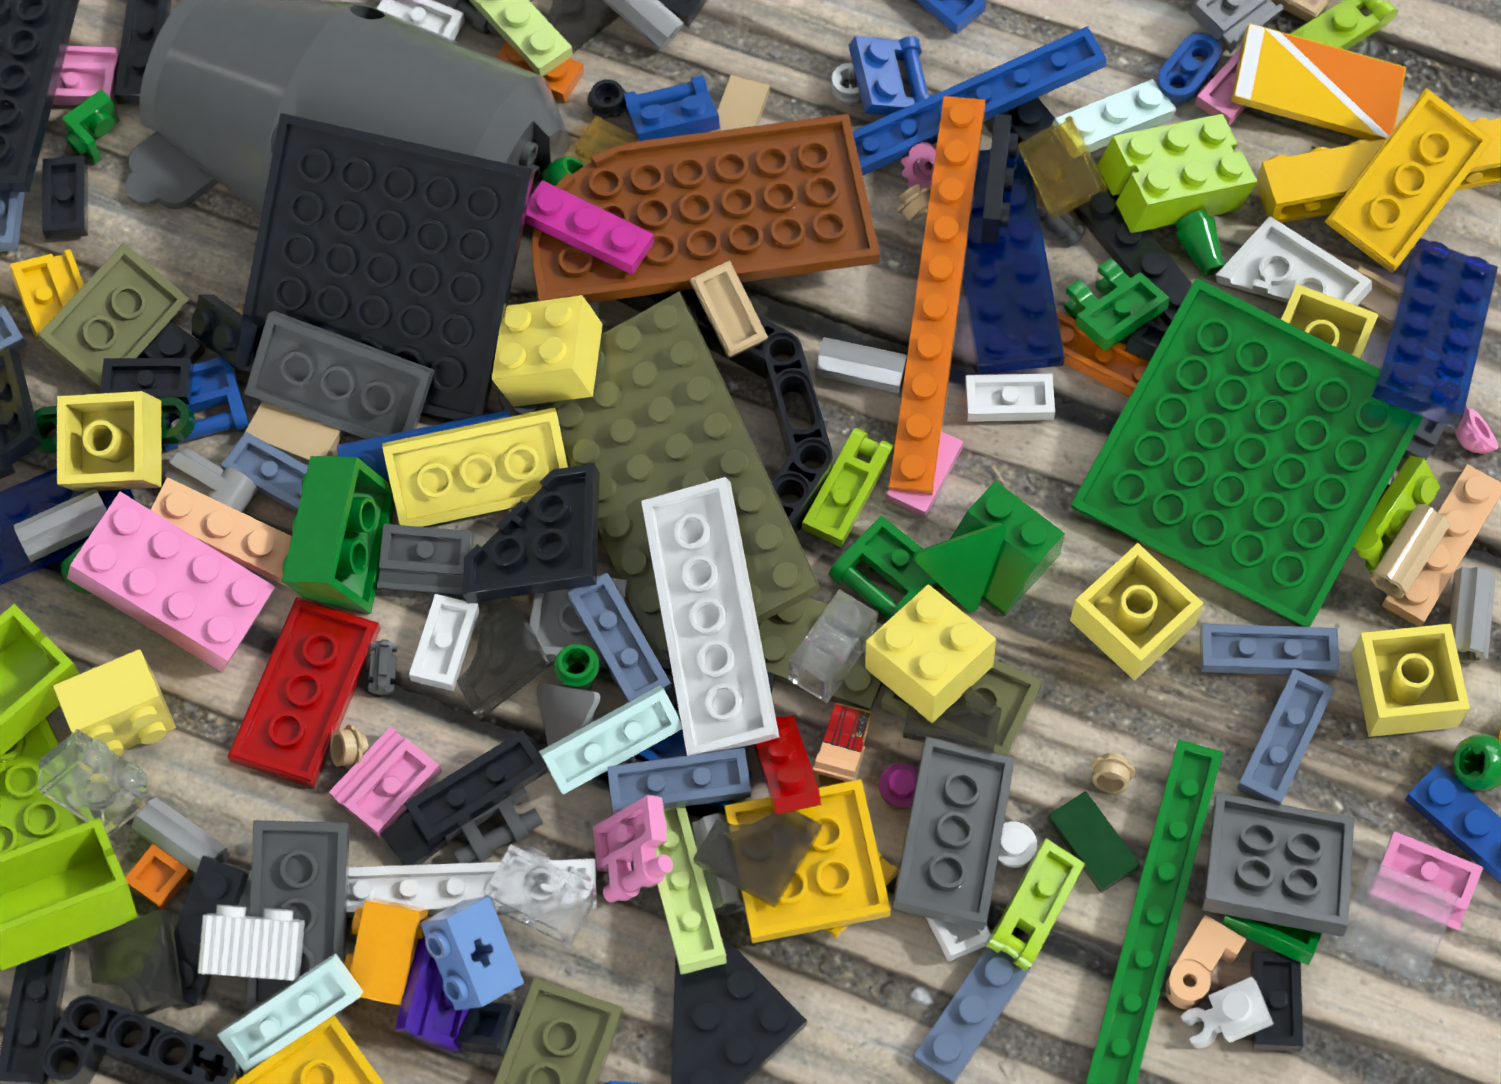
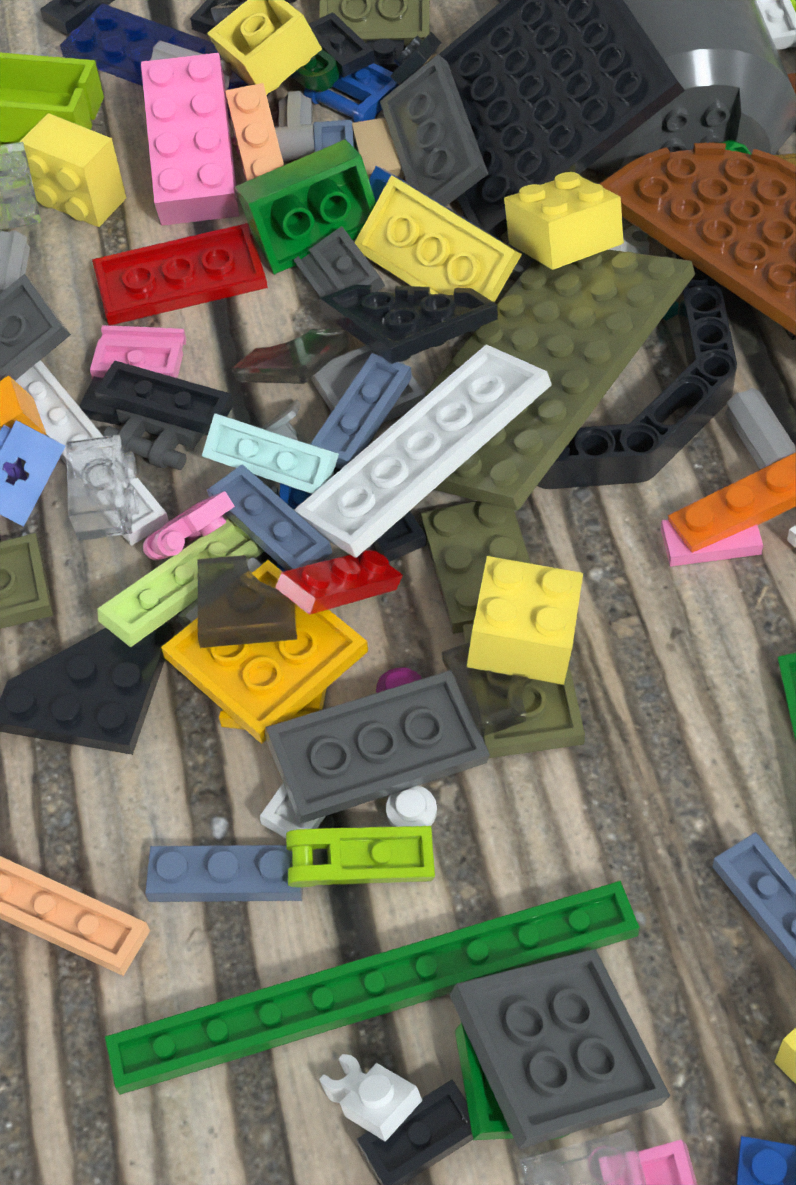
camera: 60 degrees right, 10 degrees down
(348, 746) = (150, 315): tan plate -> none
(382, 667) = (232, 301): dark grey piece -> none
(444, 642) = (280, 321): white plate -> none
(577, 666) = (315, 401): green cone -> none
(588, 227) = (687, 175): dark pink plate -> none
(729, 309) = (709, 302): tan tile -> none
(832, 646) = (461, 543): clear brick -> none
(842, 746) = (399, 624): leg -> none
(847, 488) = (641, 489): lime plate -> none
(891, 556) = (606, 560): green plate -> none
(964, 563) = (636, 599): green piece -> none
(1026, 550) = (686, 630): green slope -> none
(1093, 841) = (465, 875): dark green tile -> none
(1112, 773) = (544, 848): tan plate -> none
(1136, 611) = (716, 766): light yellow brick -> none
(1192, 971) = (408, 1037): light nougat leg -> none
(1285, 738) = (705, 980): sand blue plate -> none

